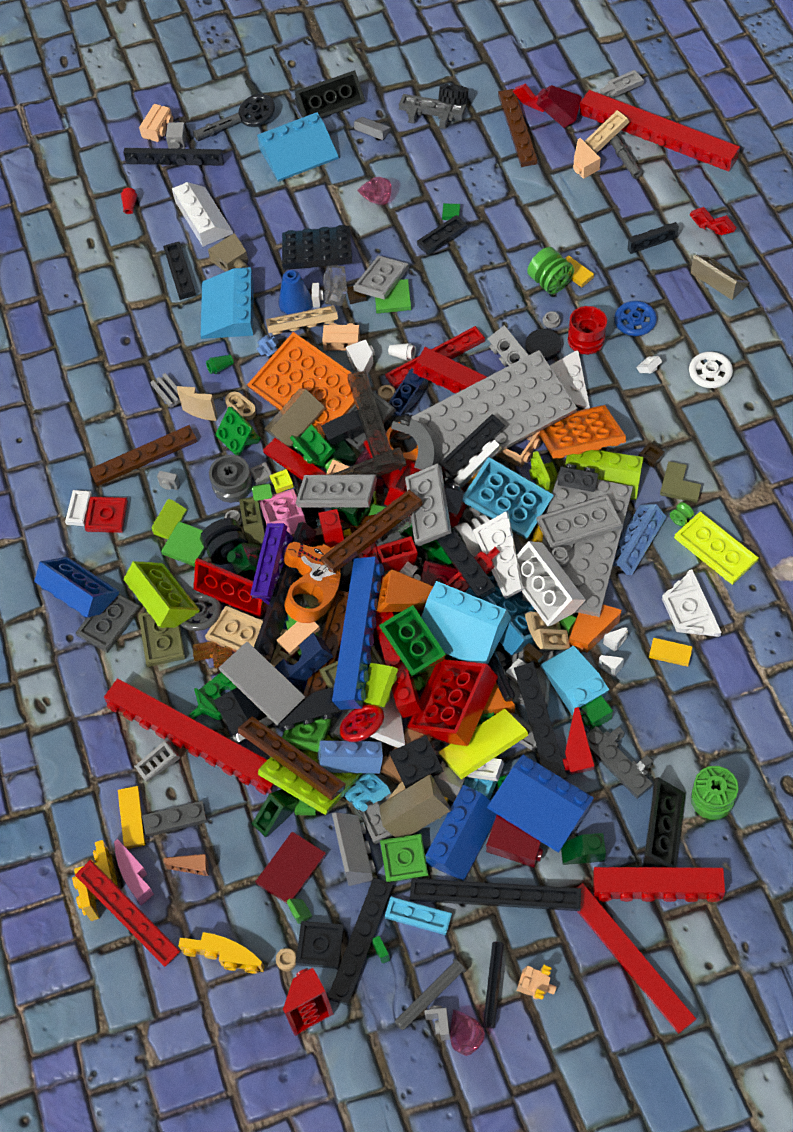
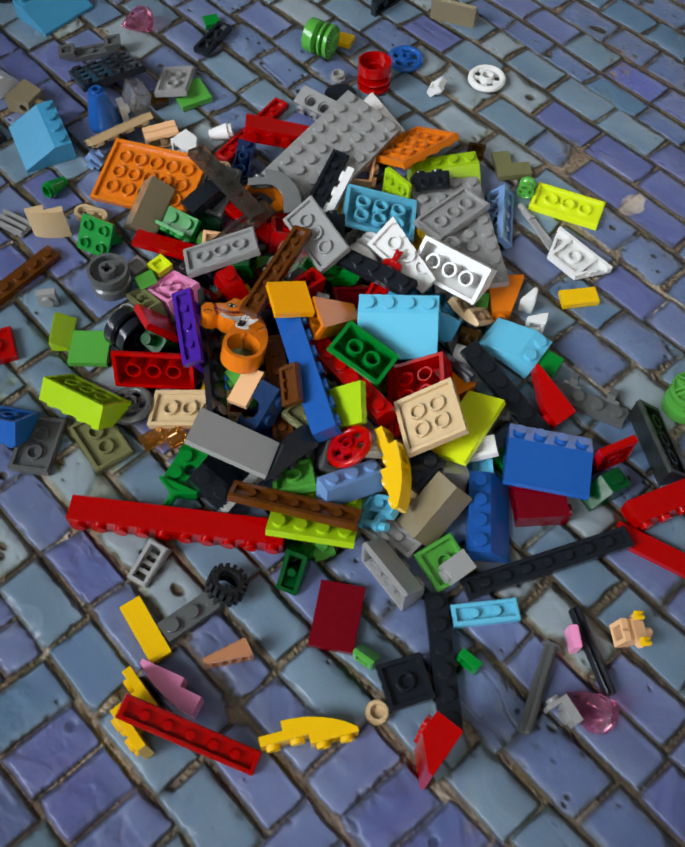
camera: 30 degrees left, 0 degrees up
(204, 813) = (222, 594): none -> black tyre
(246, 542) = (156, 323): none -> red tile
(313, 215) = (90, 52): none -> dark grey slope
(333, 648) = (291, 384): none -> reddish brown plate
(368, 565) = (290, 299): none -> light orange tile
(391, 763) = (397, 473): none -> yellow slope
(407, 866) = (456, 567): none -> light grey brick
(443, 723) = (430, 417): none -> tan plate
(481, 967) = (573, 638): none -> bright pink tile
(606, 820) = (613, 454): none -> red tile
(670, 557) = (547, 241): none -> light grey piece

